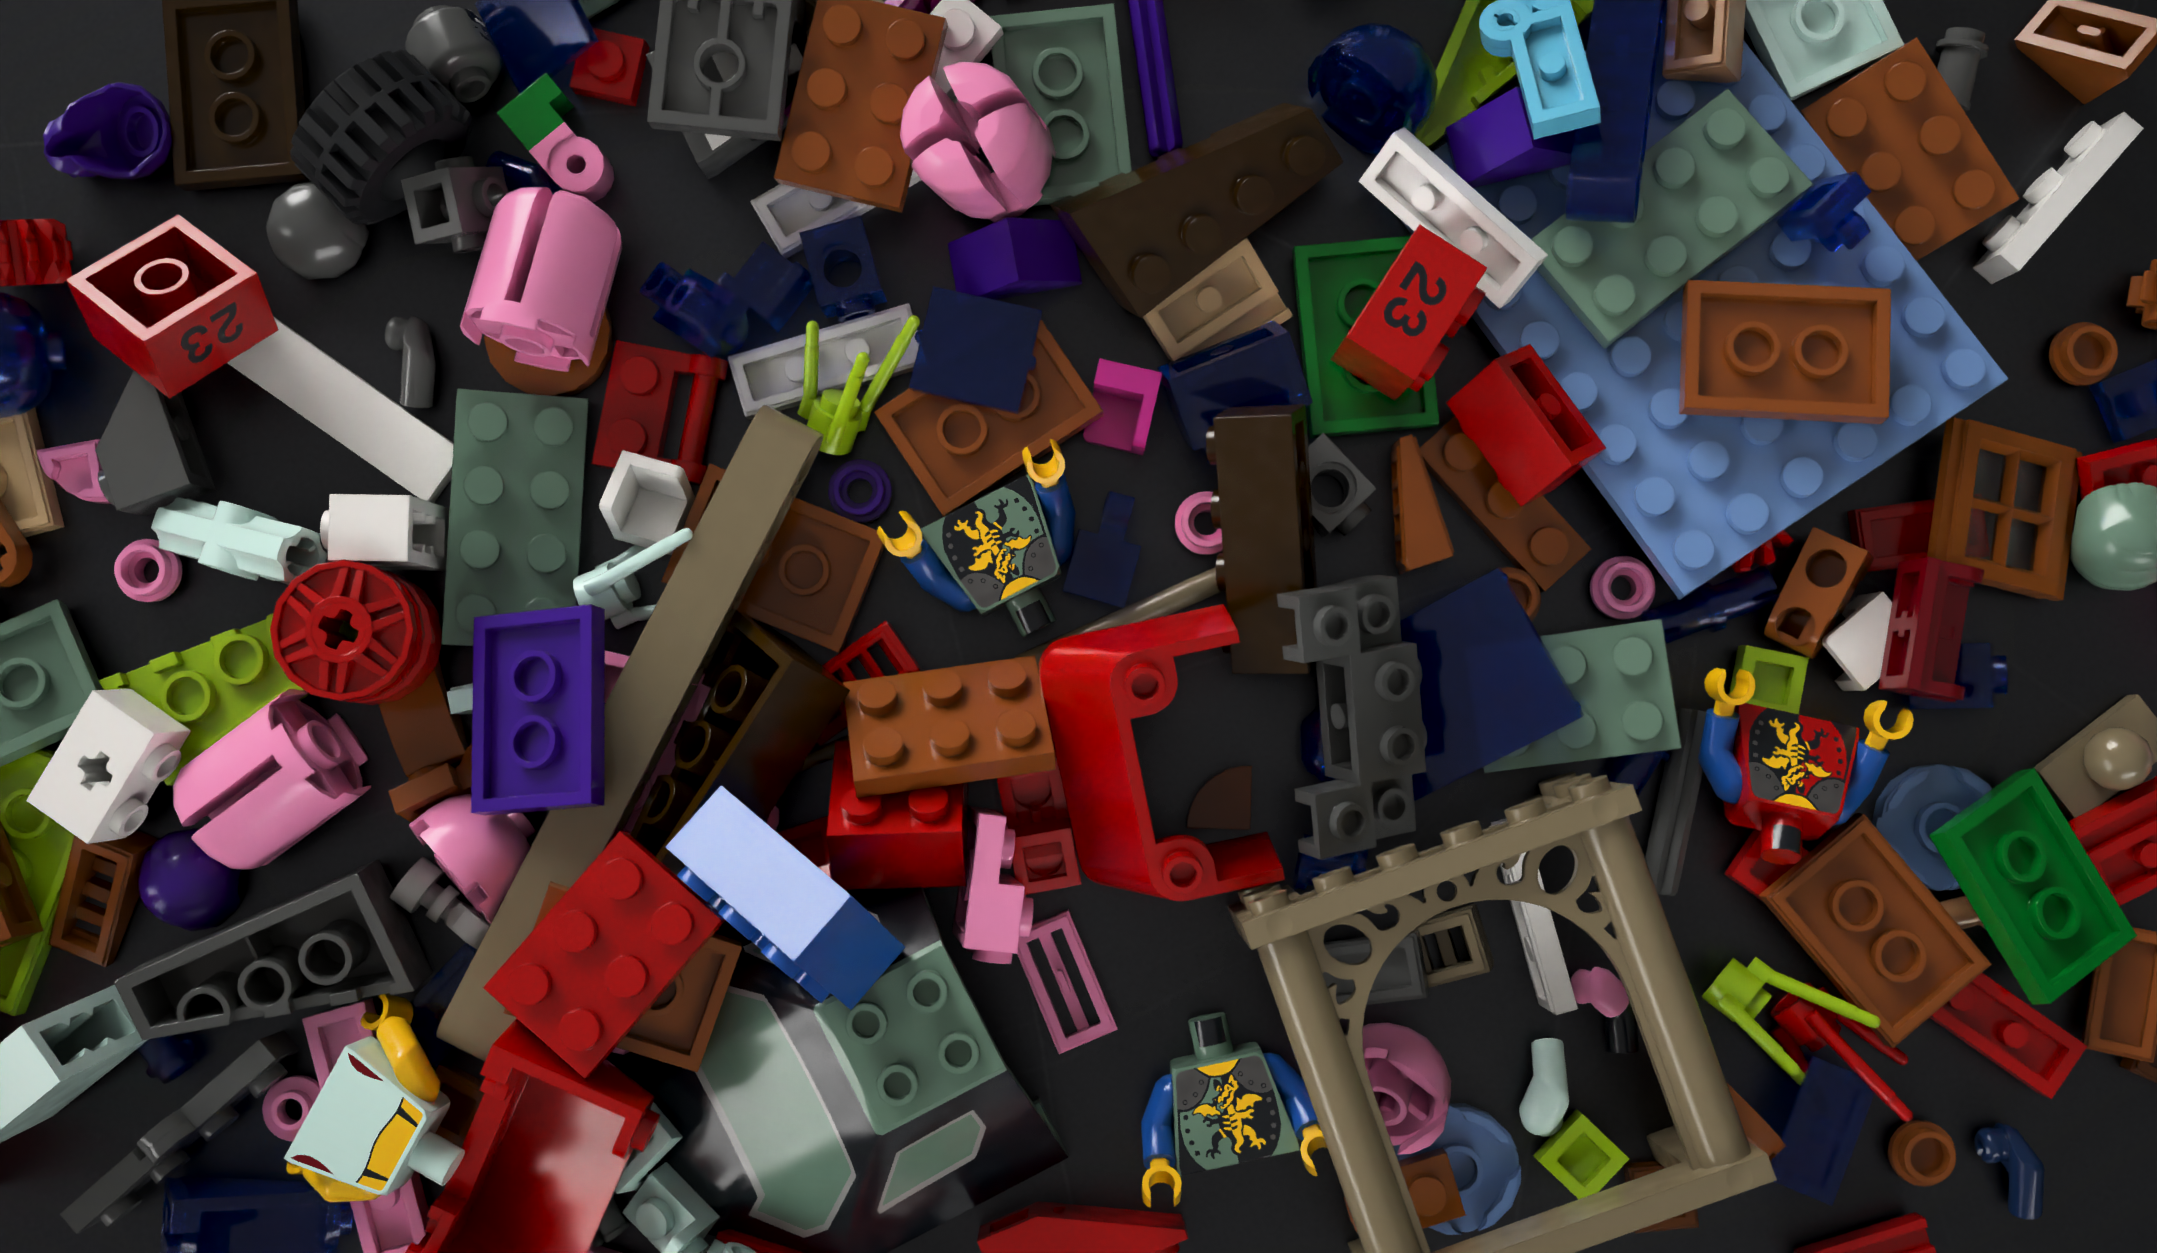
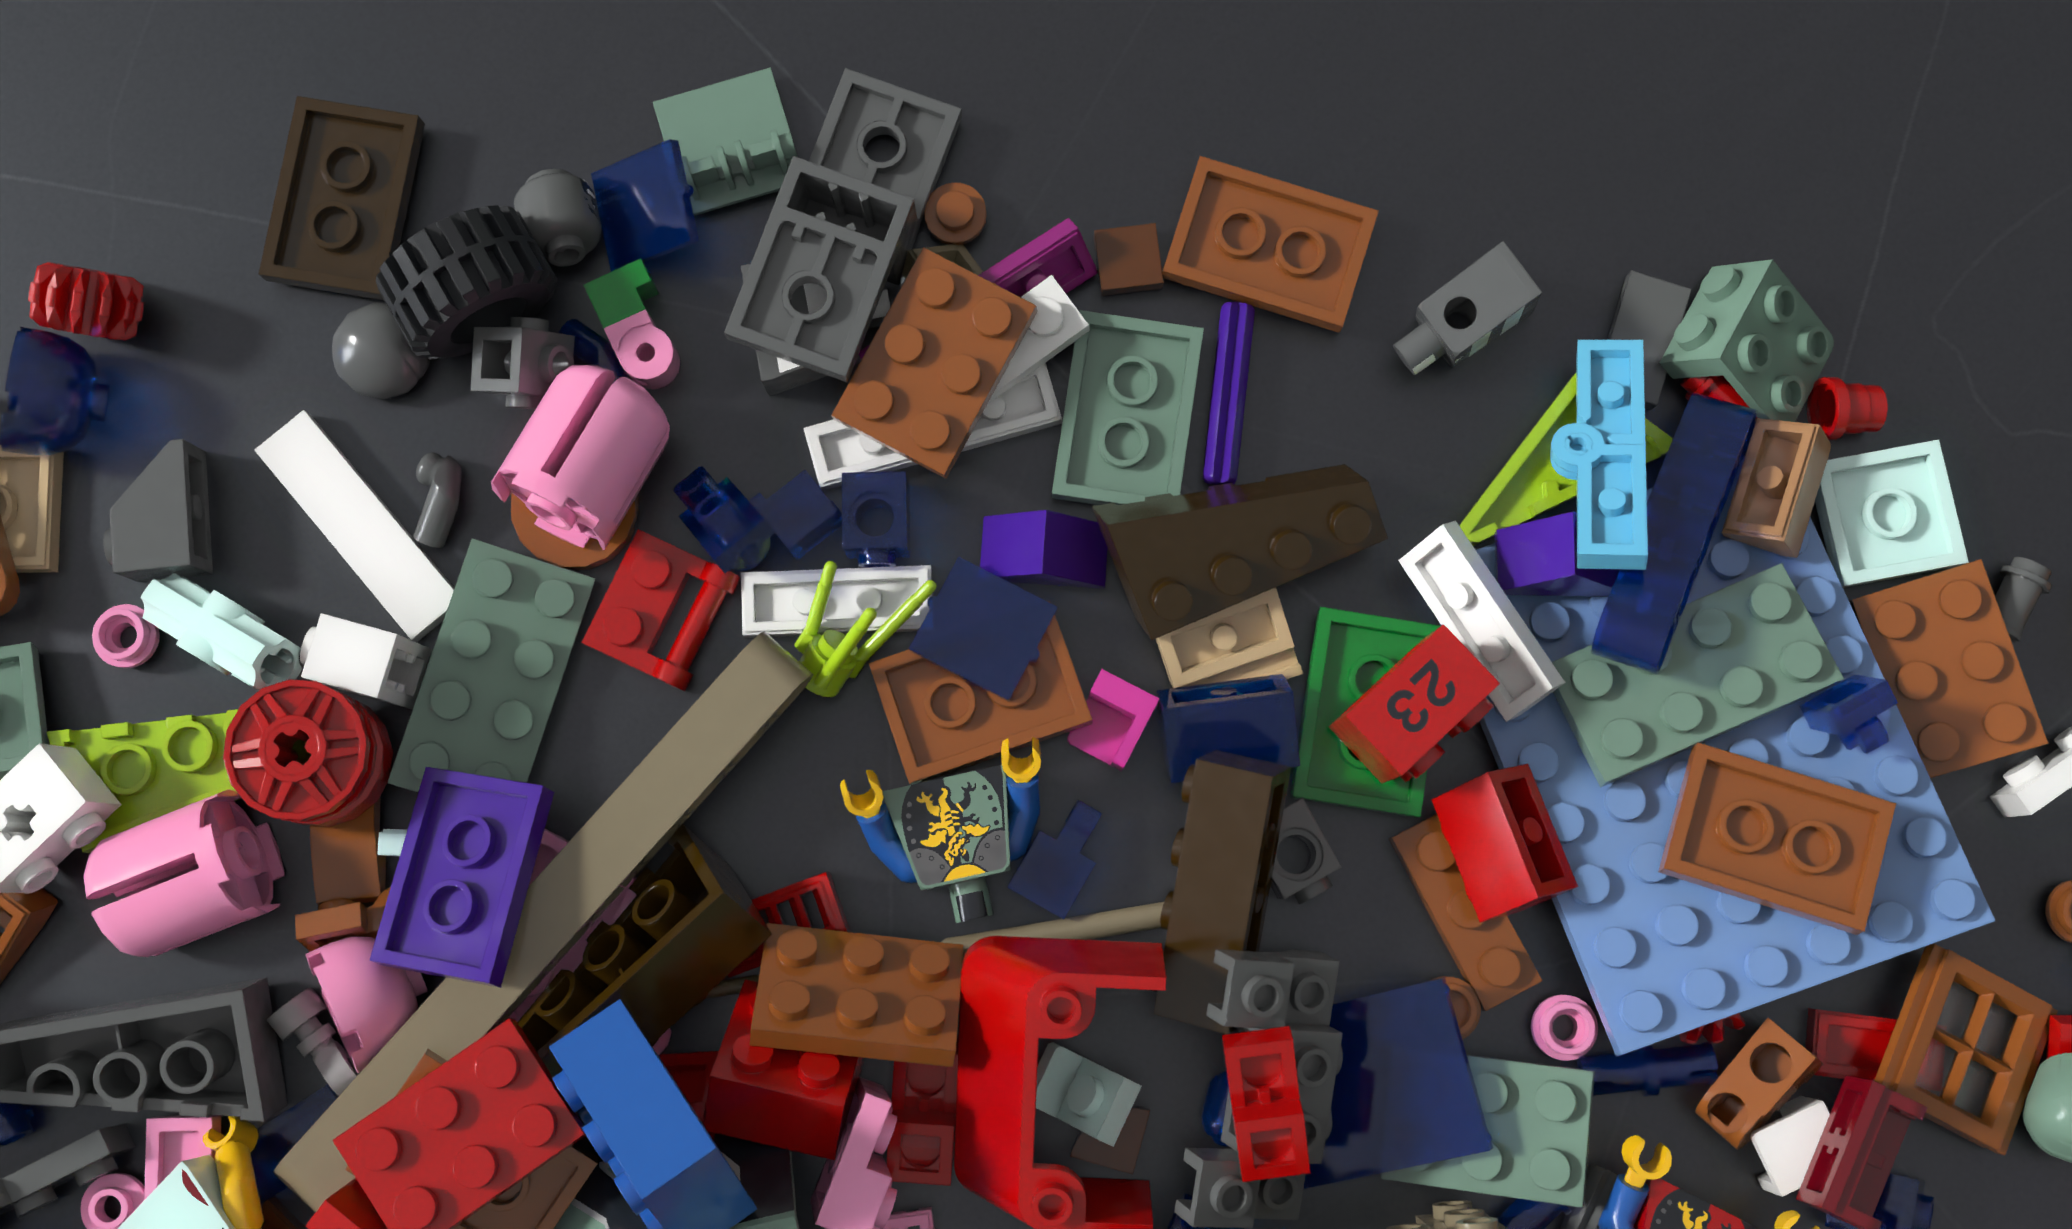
camera: 15 degrees right, 5 degrees down
(75, 469) = (84, 520): bright pink tile -> none
(110, 134) = (211, 211): dark purple hair -> none
(173, 305) = (224, 391): red brick -> none
(186, 884) = (72, 954): dark purple hair -> none
(611, 68) = (704, 267): red plate -> none
(615, 585) = (571, 764): light aqua plant -> none
(646, 500) = (625, 696): white panel -> none
(810, 573) = (764, 806): dark orange plate -> none
(853, 472) = (822, 720): dark purple plate -> none
(988, 115) = (1052, 410): bright pink cylinder -> none
(1185, 529) = (1145, 851): bright pink plate -> none
(1186, 765) = (1084, 1093): none -> light aqua bracket
(1361, 726) = (1266, 1104): none -> red slope
(1374, 84) = (1437, 471): clear blue cylinder -> none
(1418, 521) = (1375, 909): dark orange slope -> none
(1777, 677) = (1696, 1158): lime plate -> none

